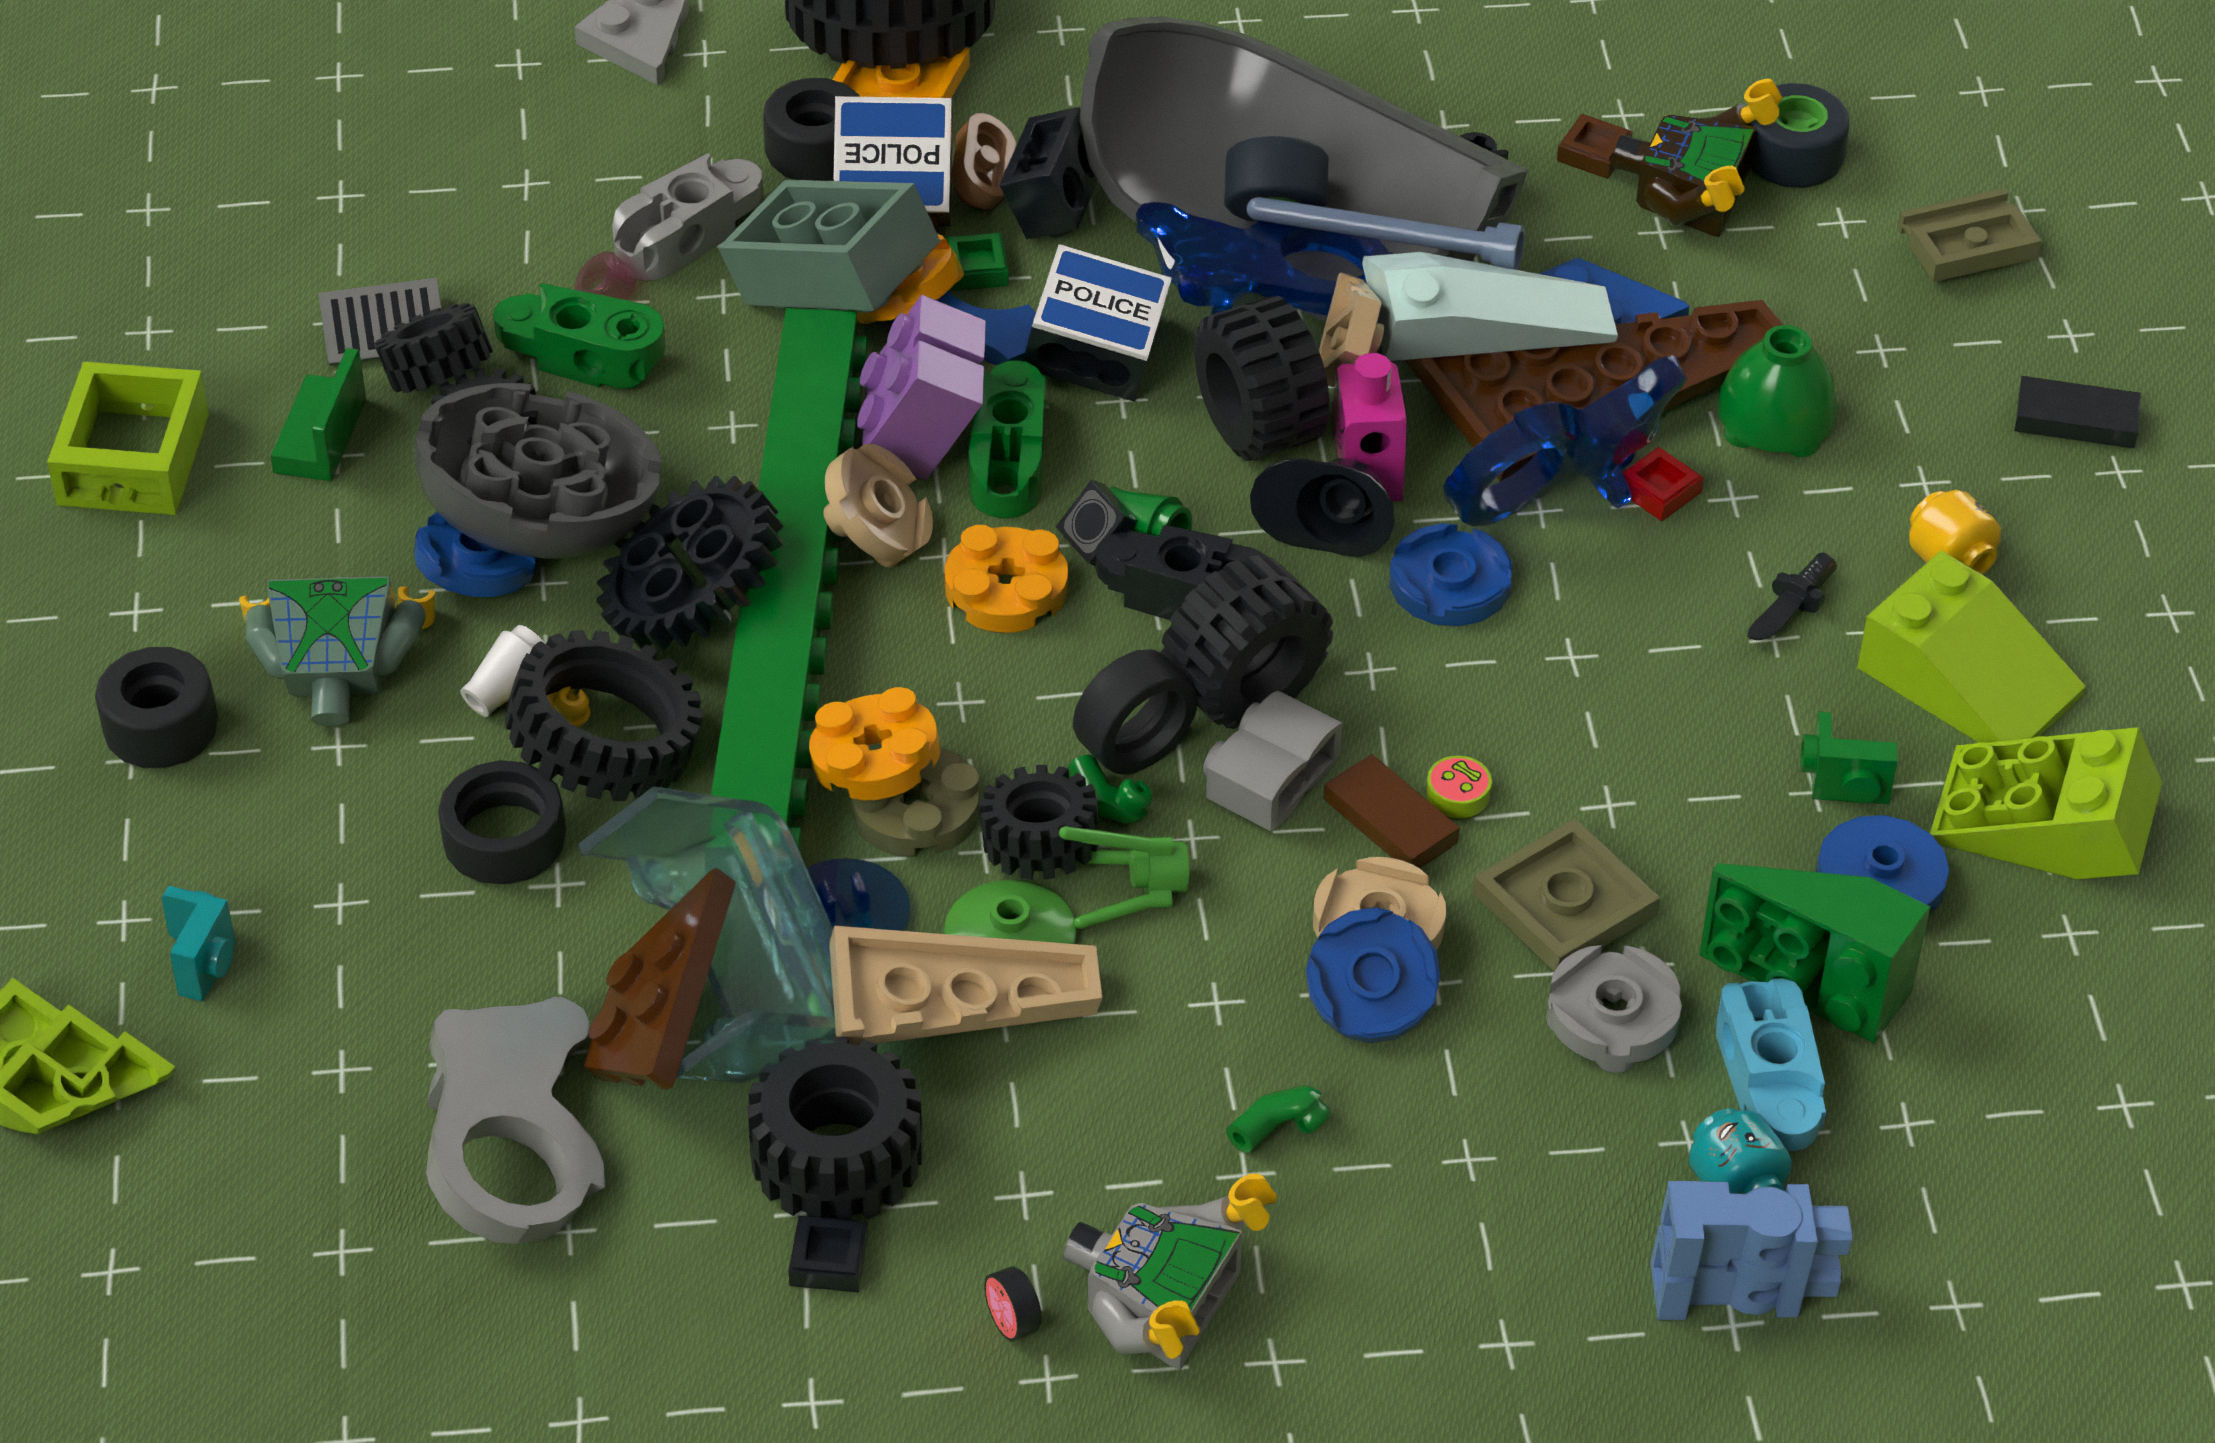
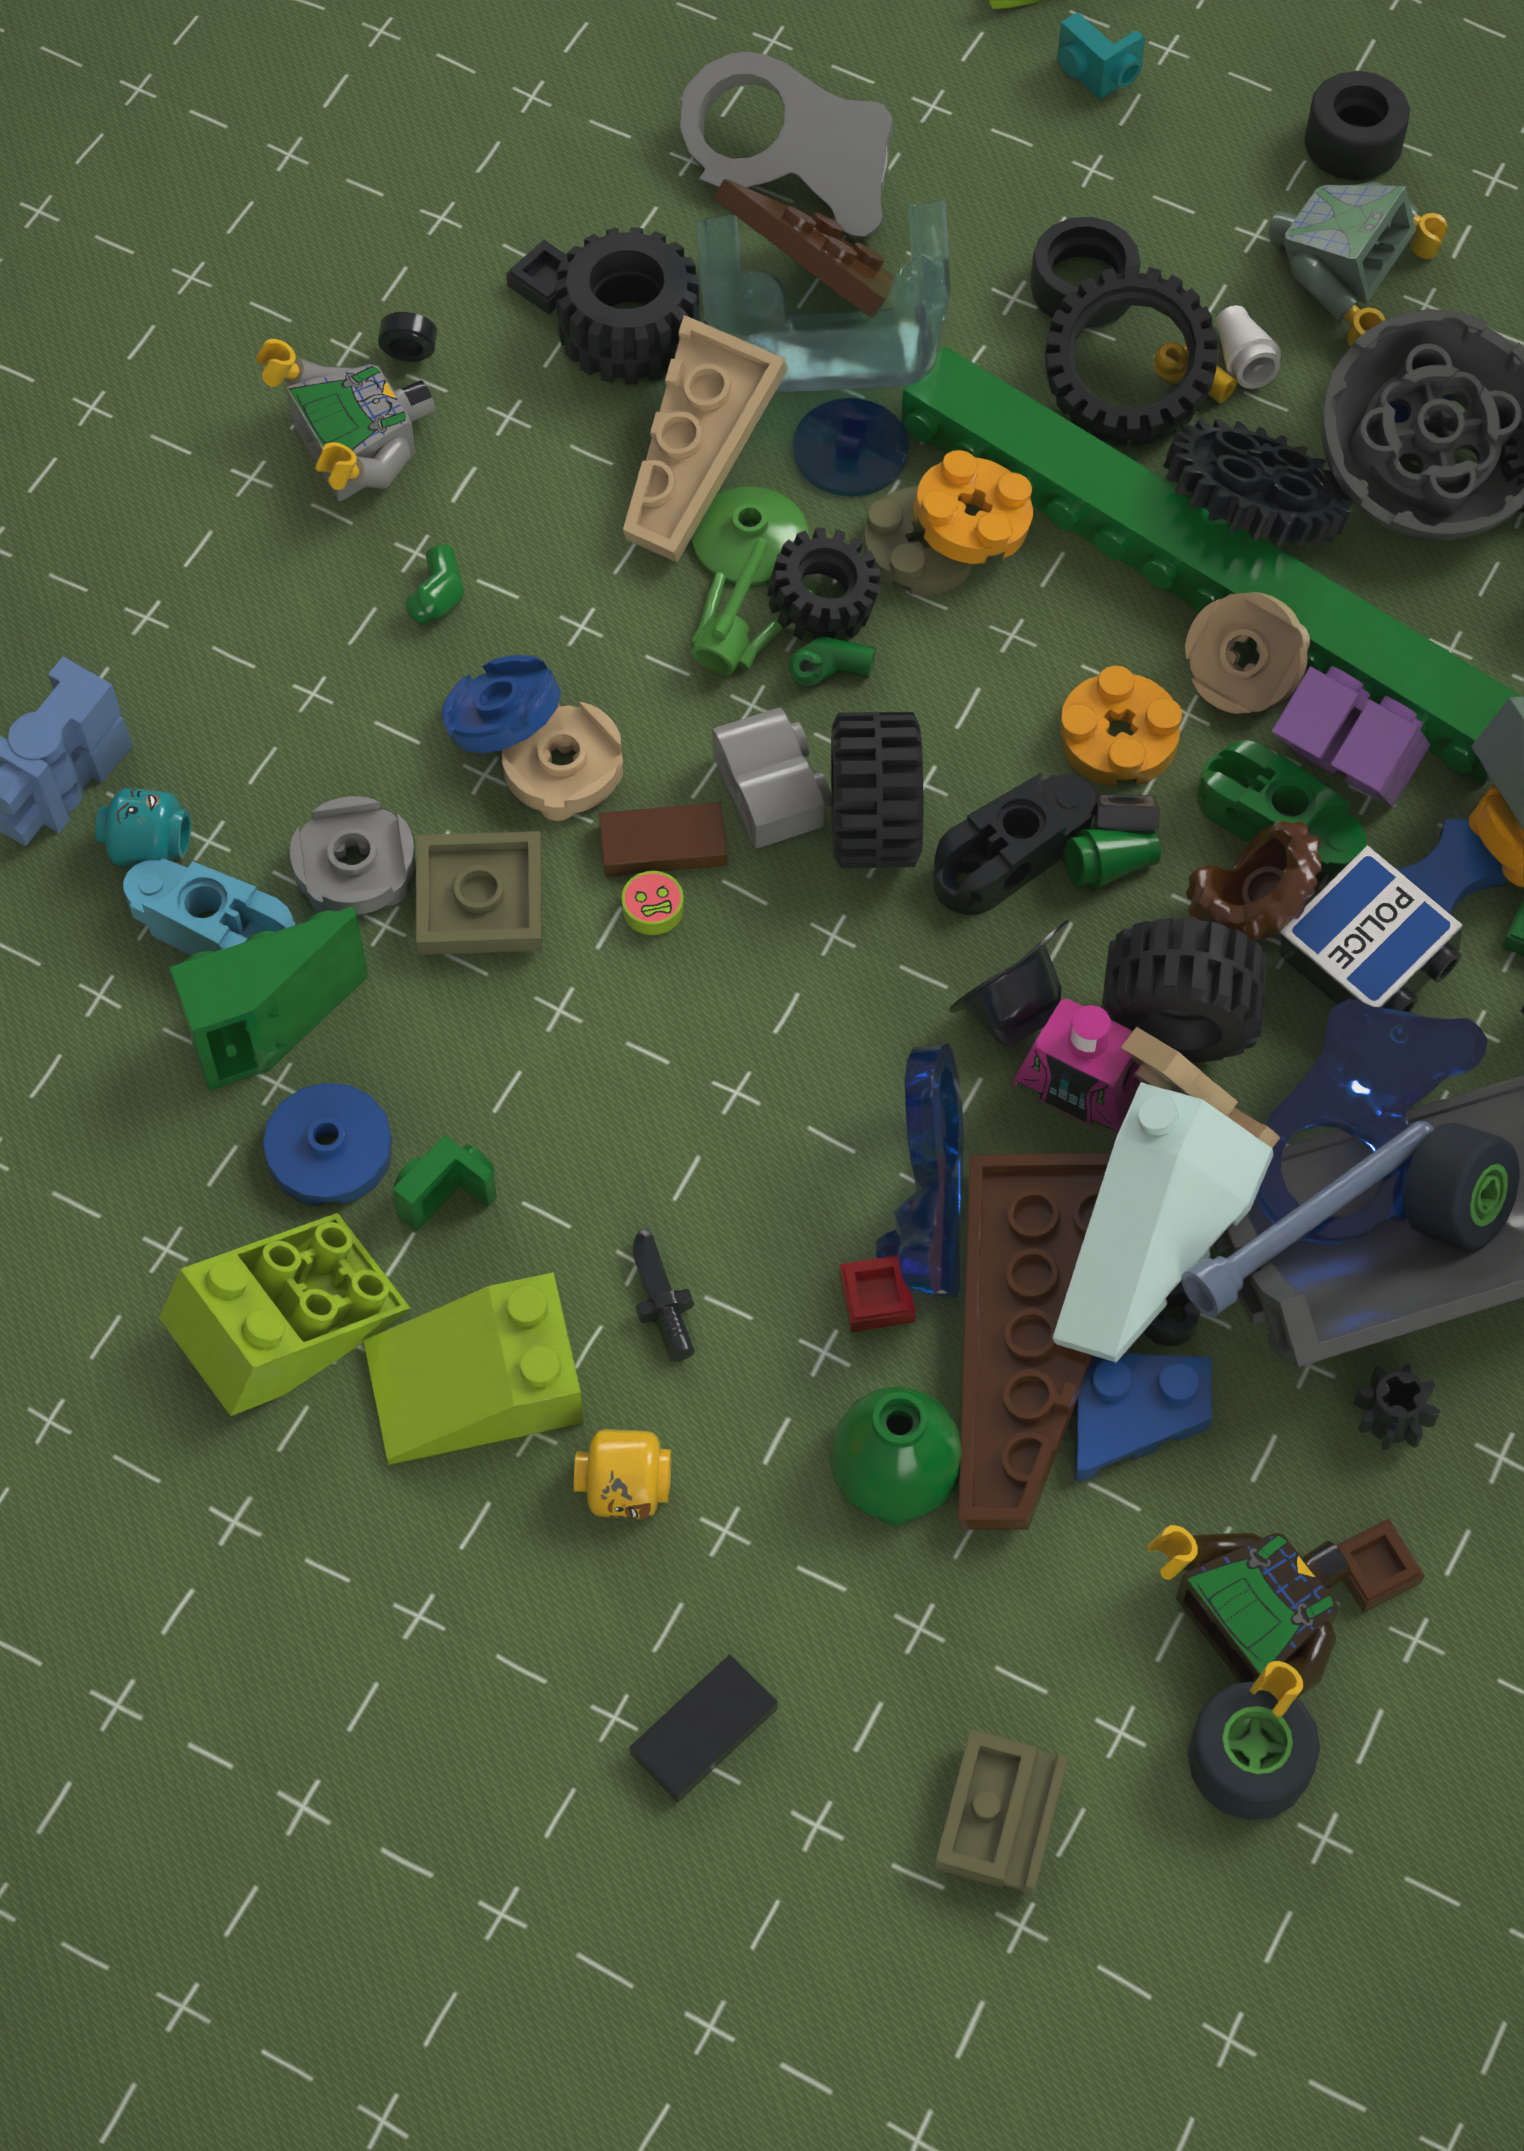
camera: 125 degrees right, 15 degrees up
(1110, 391) = (1265, 886): none -> reddish brown hair
(1117, 693) = (873, 672): black tyre -> none
(1450, 575) = (872, 1048): blue tile -> none

